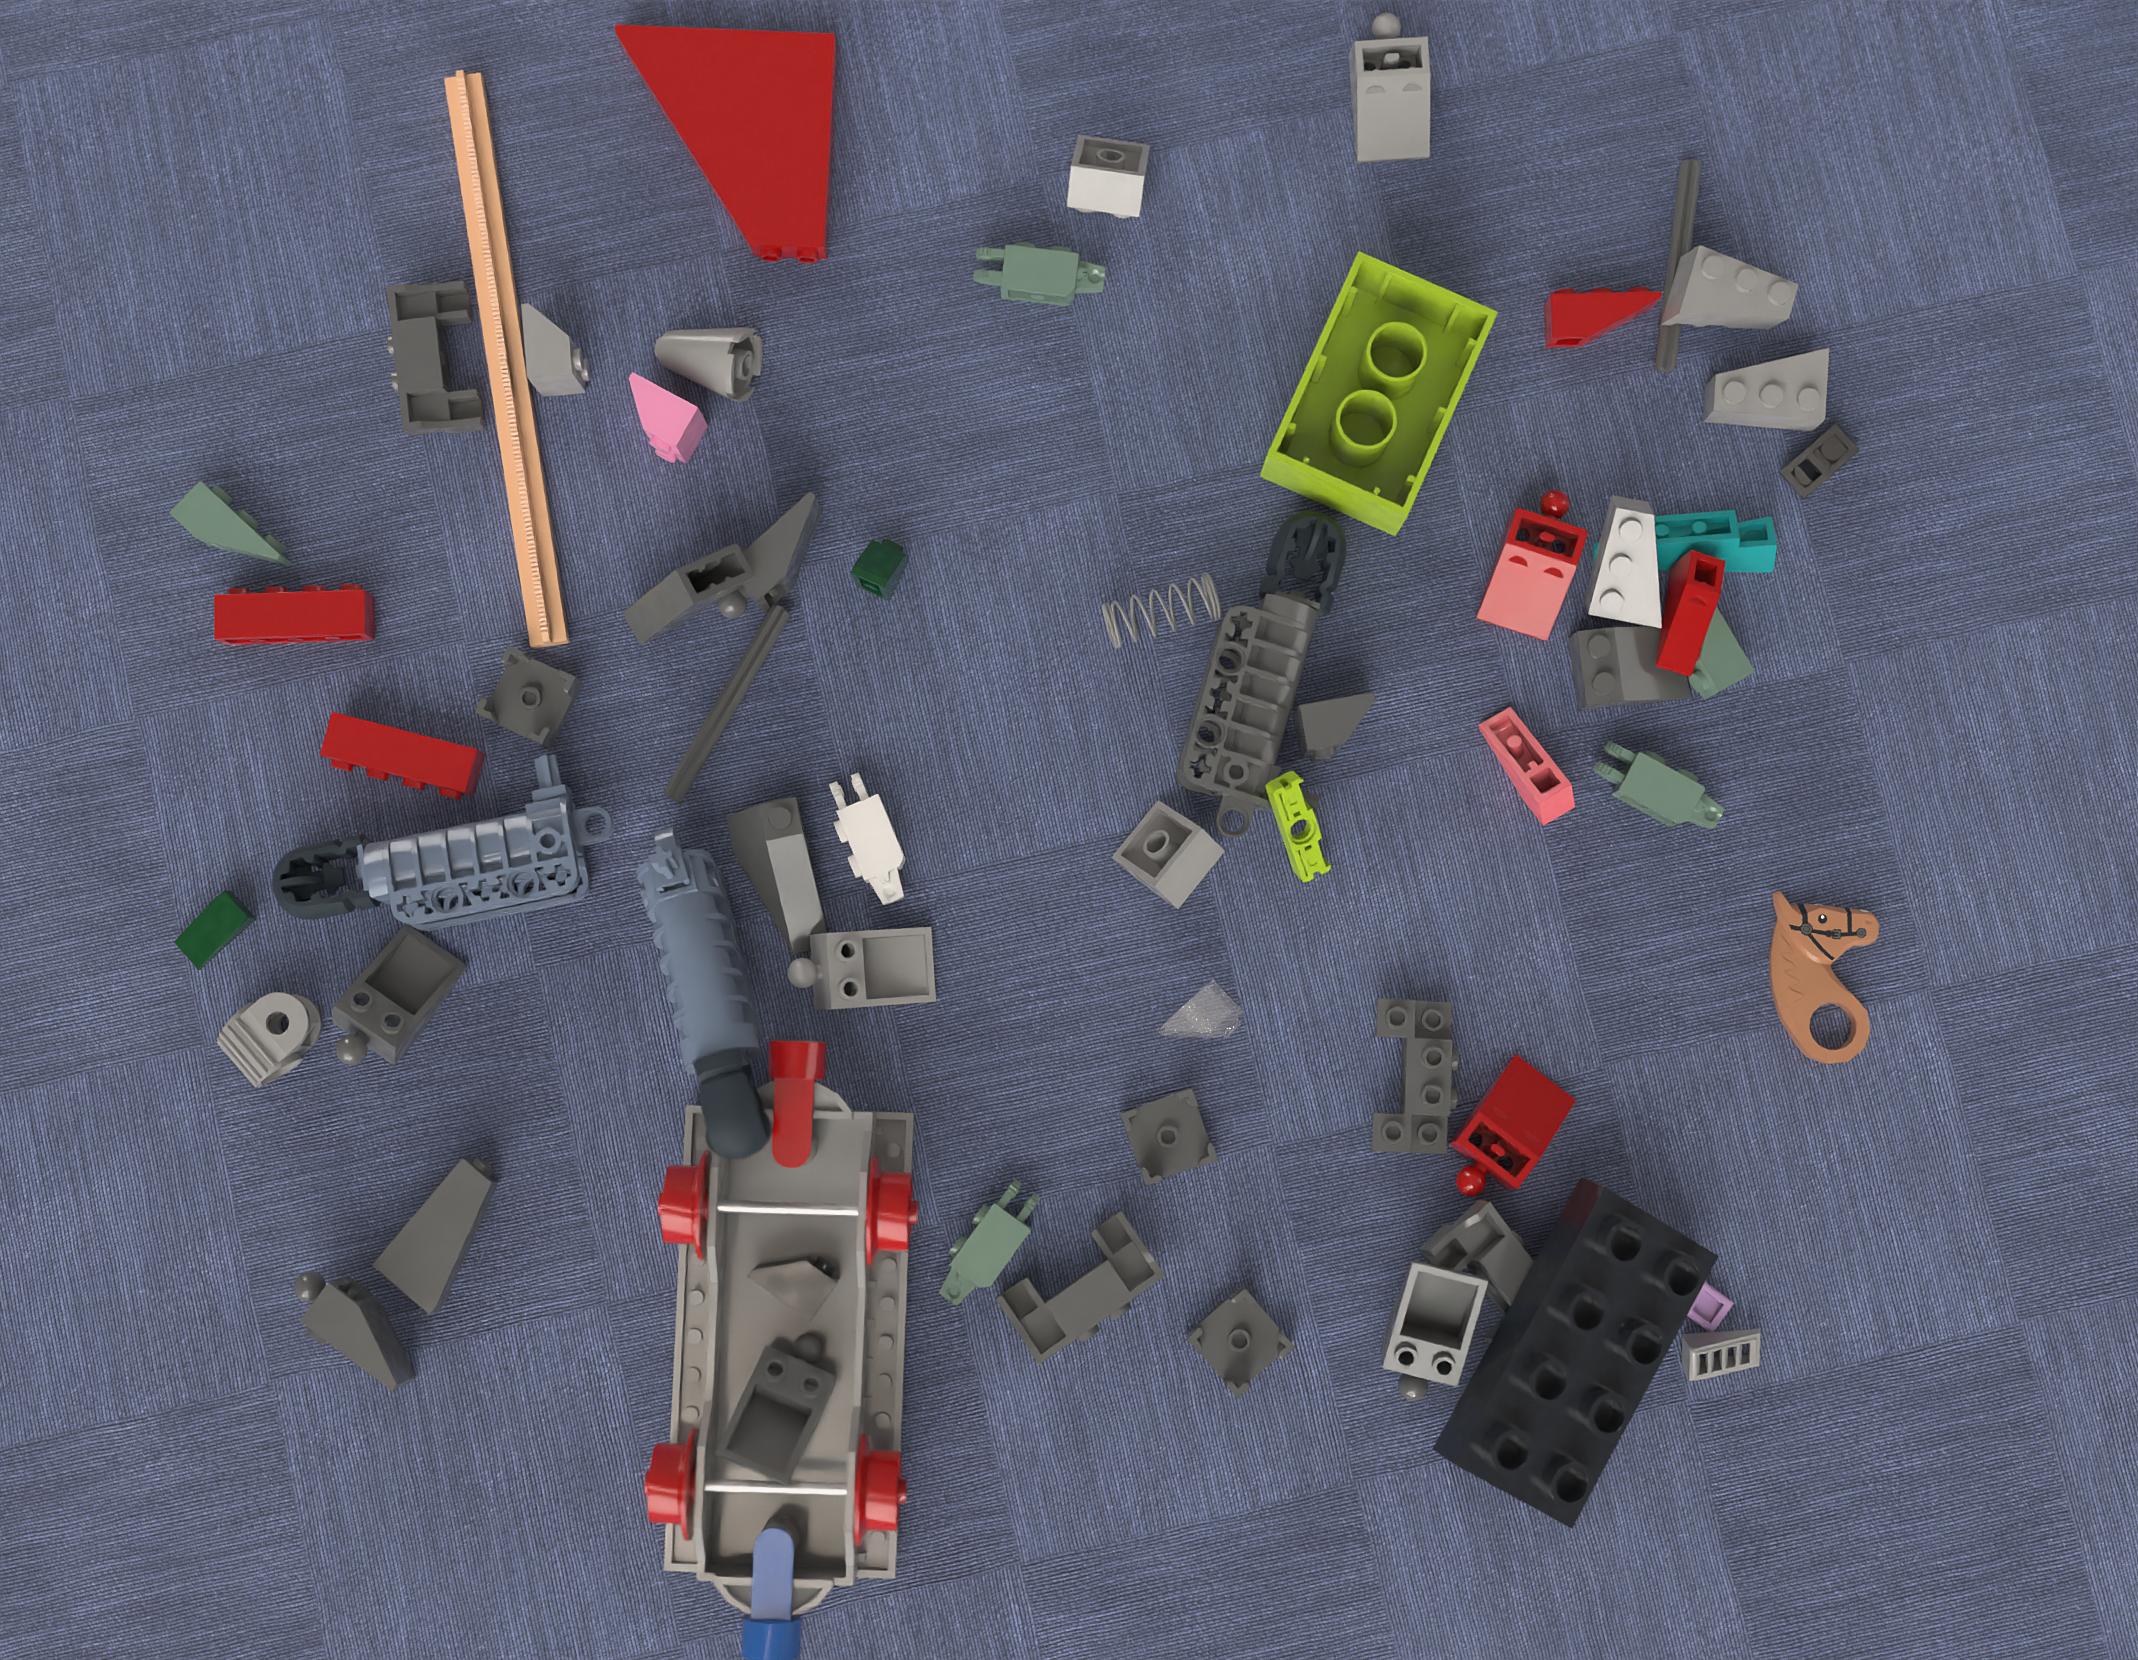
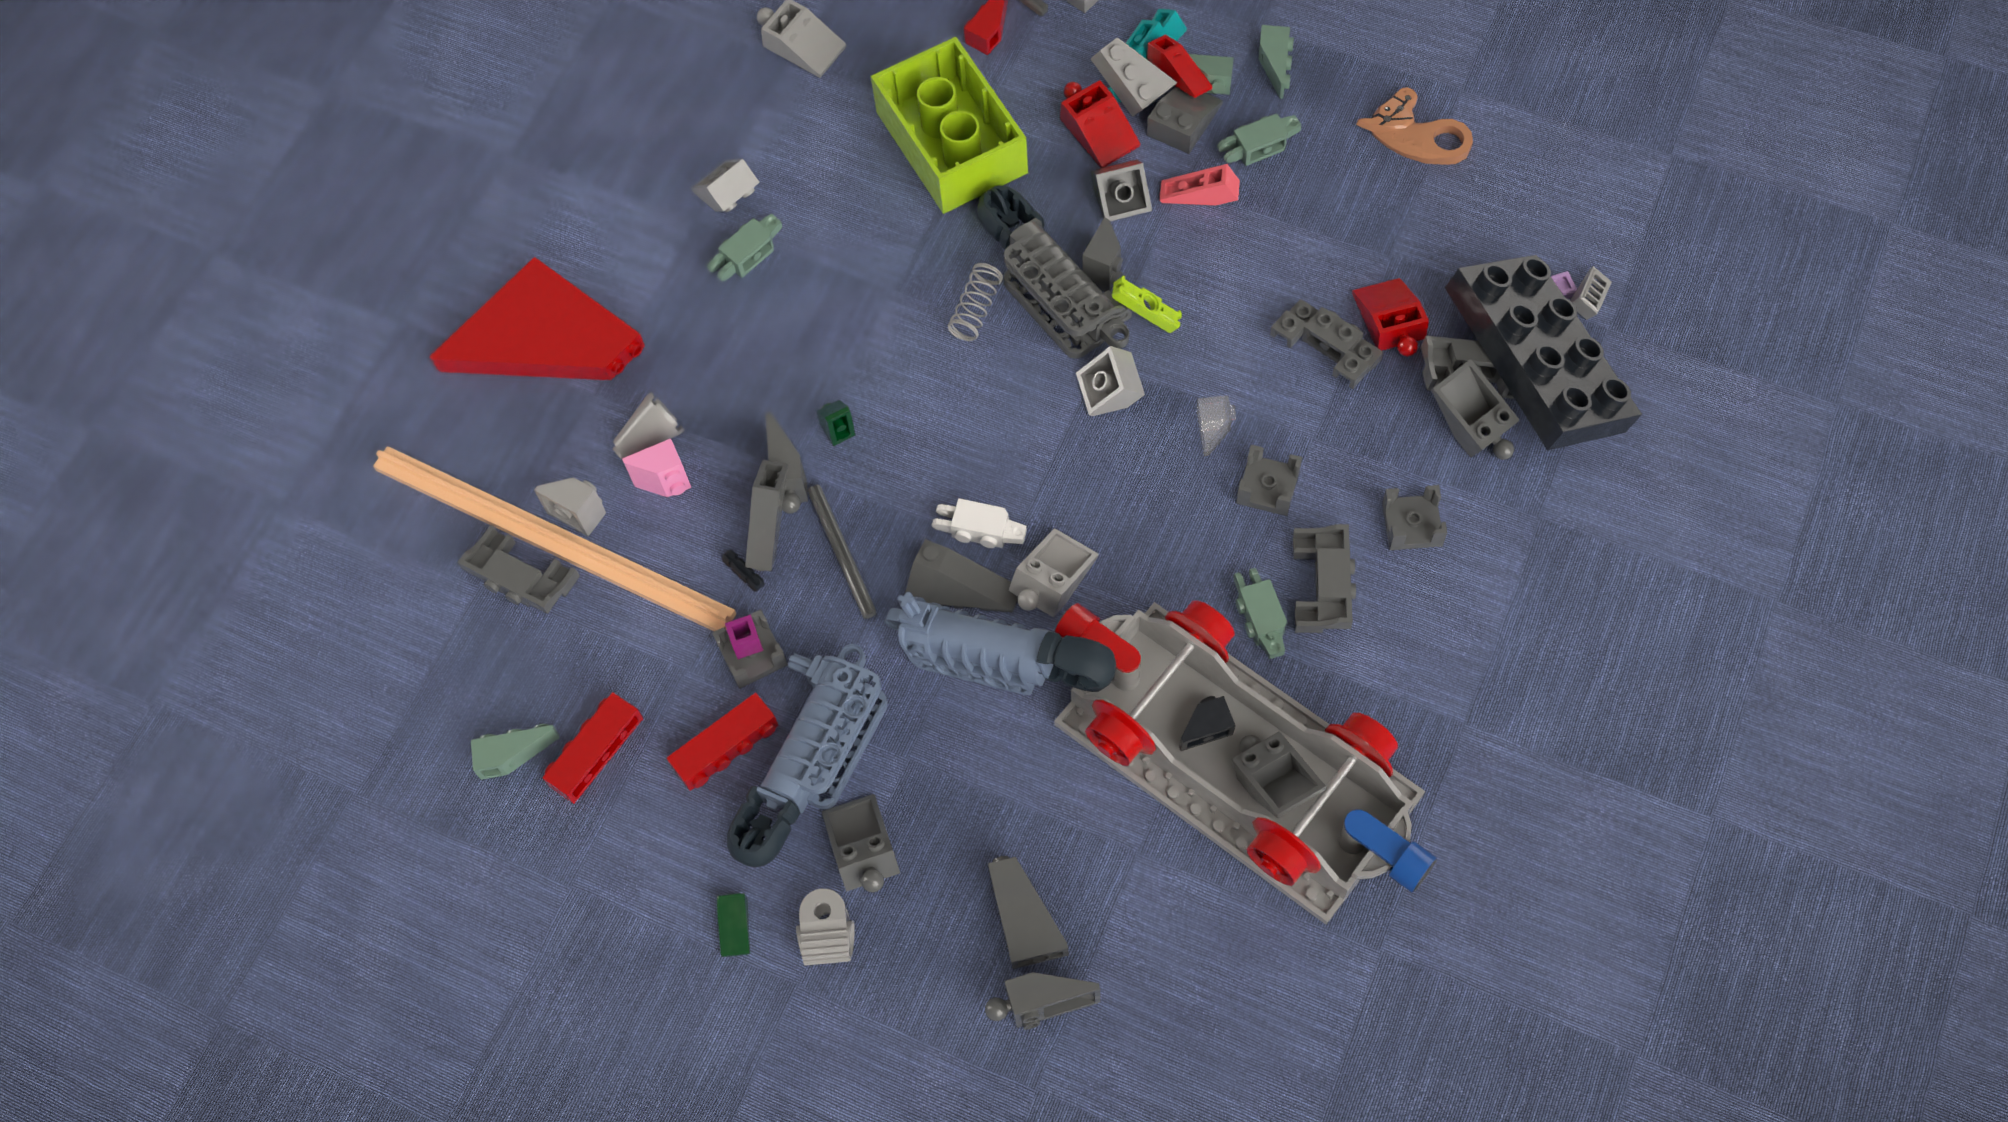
camera: 45 degrees left, 20 degrees down
(525, 686) = (744, 637): none -> magenta brick
(626, 585) = (746, 574): none -> black axle
(1454, 669) = (1121, 190): none -> dark grey slope
(1805, 715) = (1274, 55): none -> sand green slope

